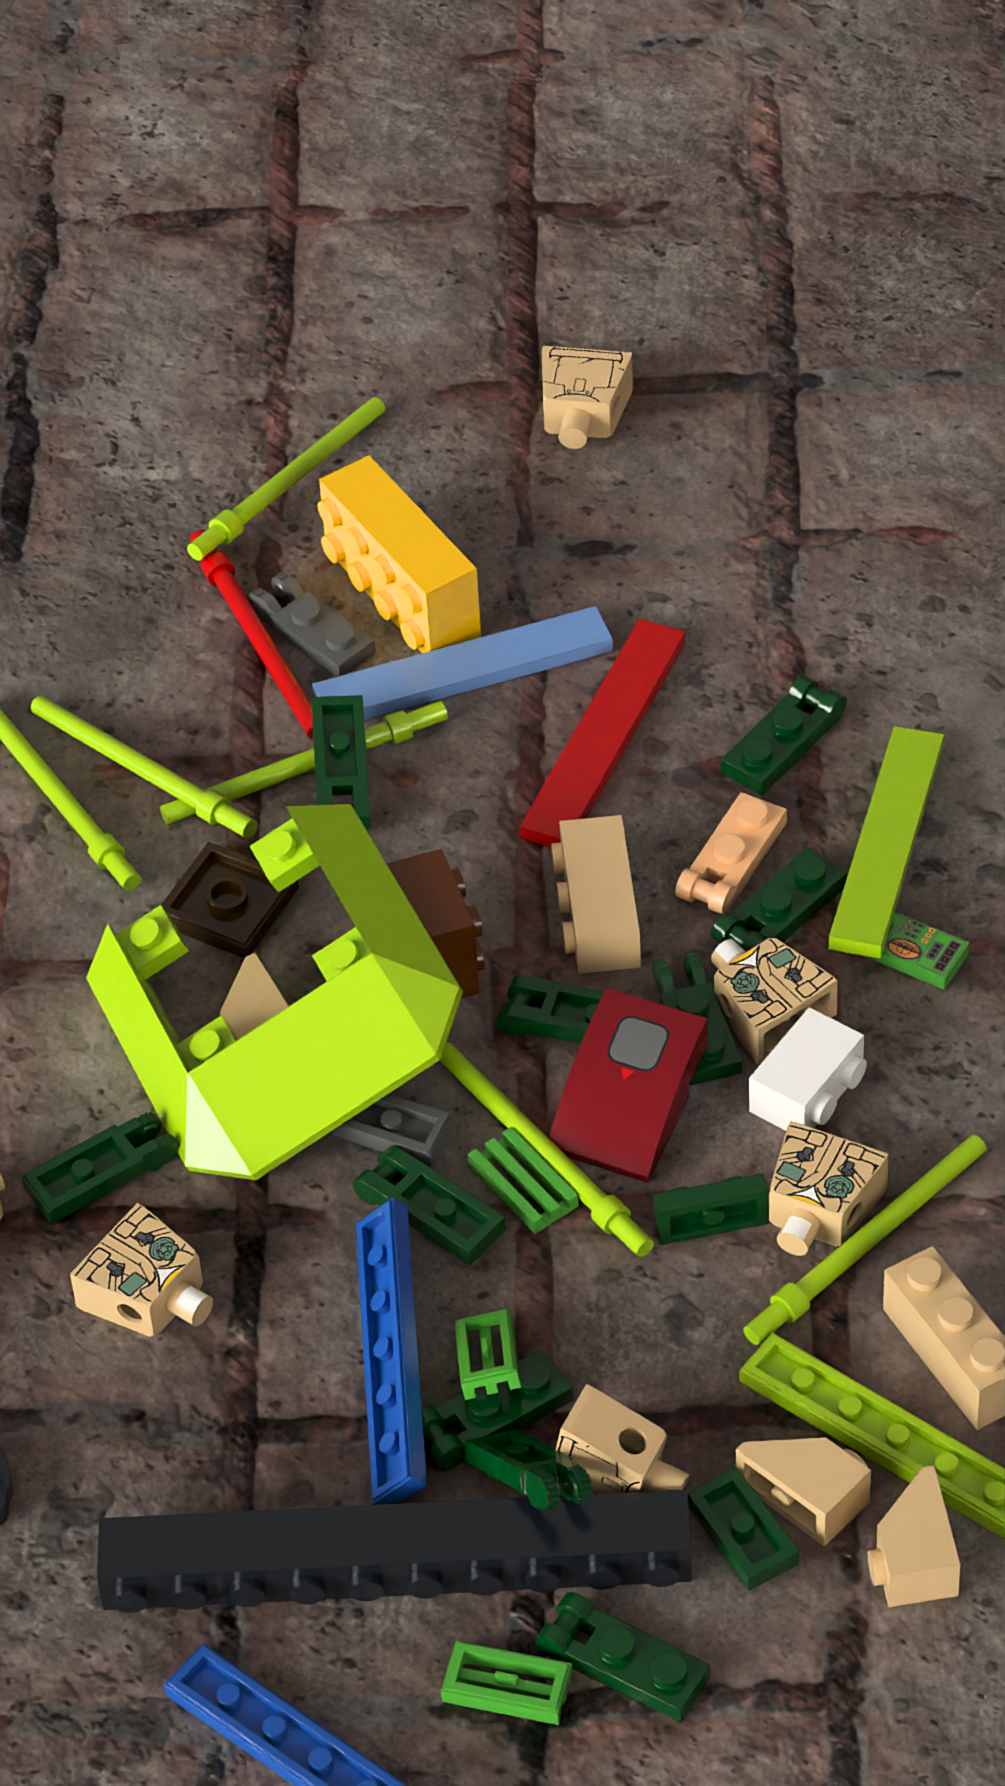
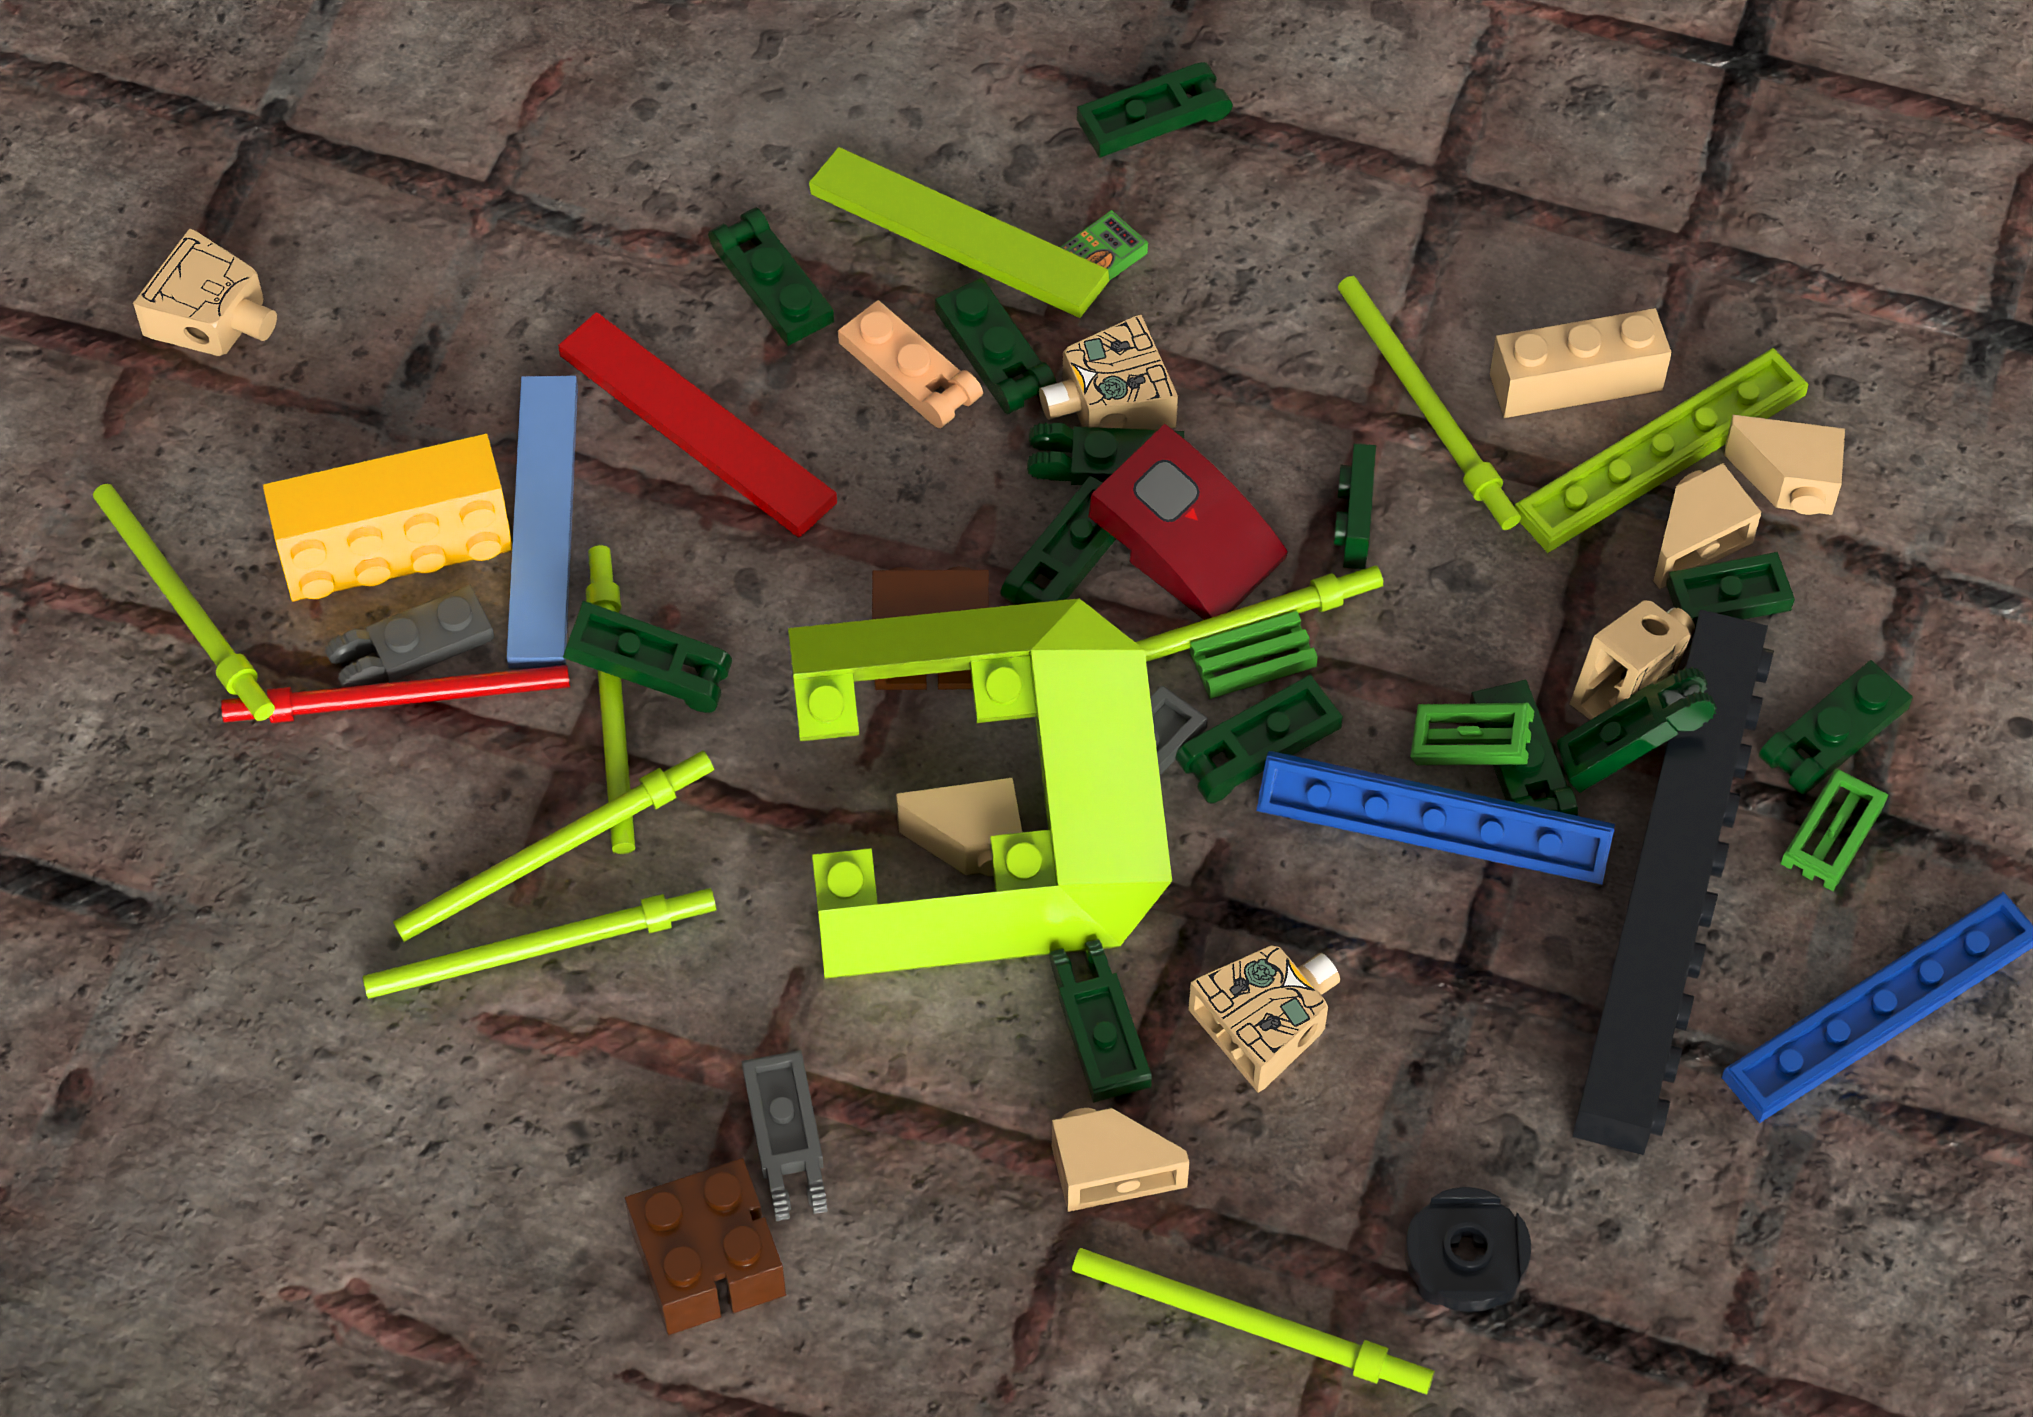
camera: 75 degrees left, 10 degrees up
(226, 901) = (772, 818): dark brown tile -> none
(597, 894) = (924, 483): tan brick -> none
(807, 1072) = (1225, 382): white brick -> none
(823, 1188) = (1366, 404): tan torso -> none

